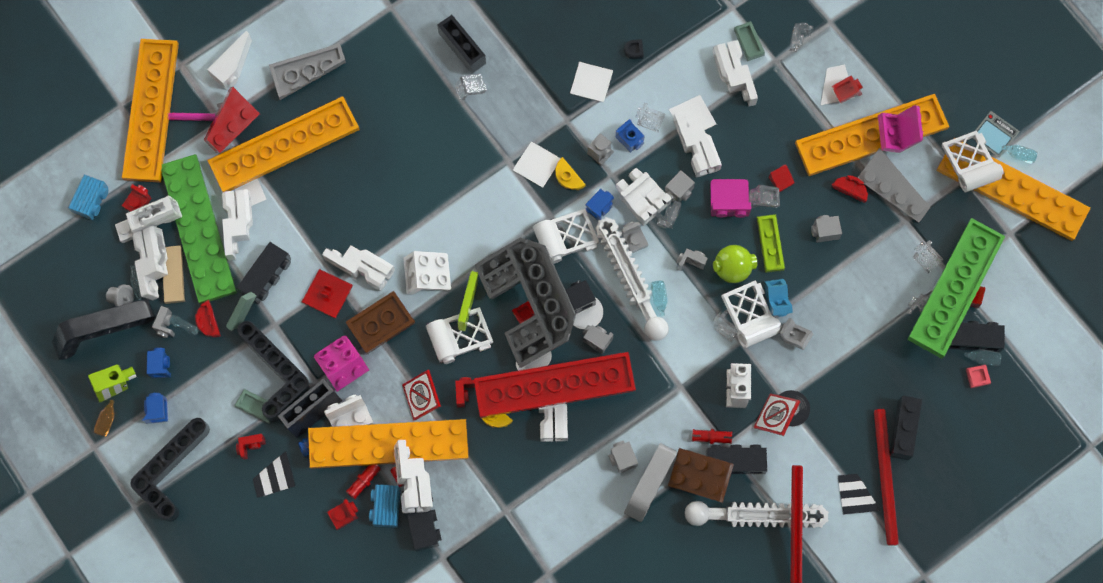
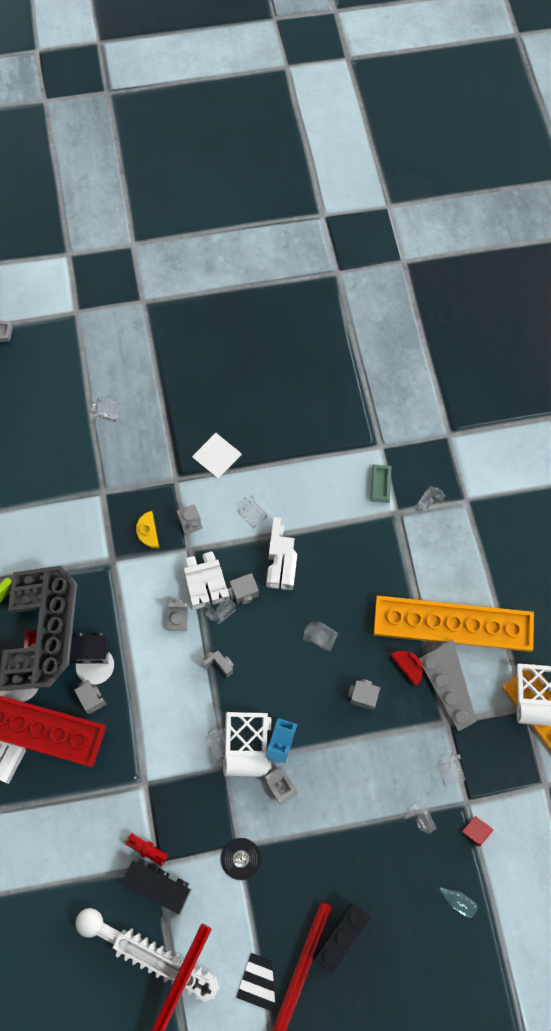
camera: 20 degrees right, 5 degrees down
(461, 44) = (116, 369): black brick -> none
(536, 164) = (126, 507): white sticker -> none
(550, 236) = (98, 582): white piece -> none
(599, 204) = (161, 570): blue window -> none
(623, 456) = (49, 827): light grey brick -> none
(630, 143) = (222, 512): blue brick -> none
(634, 49) = (270, 443): black tile -> none
(650, 482) = (46, 876): light grey beam -> none
(655, 327) = (150, 713): white gear -> none
(659, 295) = (171, 684): clear light blue piece -> none
(696, 112) = (296, 526): white sticker -> none
(700, 475) = (111, 885): reddish brown plate -> none
(730, 198) = (286, 621): dark pink bracket -> none
(733, 73) = (352, 512): white plate -> none
(734, 263) = (256, 687): lime brick -> none
(740, 383) = (196, 810): white hips -> none
(770, 243) = (303, 683): lime tile -> none
(777, 414) = (219, 859): piece -> none
(781, 178) = (346, 625): red slope -> none
(833, 76) = (443, 561): white sticker -> none
(847, 89) = (451, 569): red bracket -> none
(900, 130) = (480, 632): dark pink bracket -> none
(956, 288) = (461, 818): bright green plate -> none
(978, 336) = (458, 874): black brick -> none
(978, 376) = (444, 918): coral tile -> none

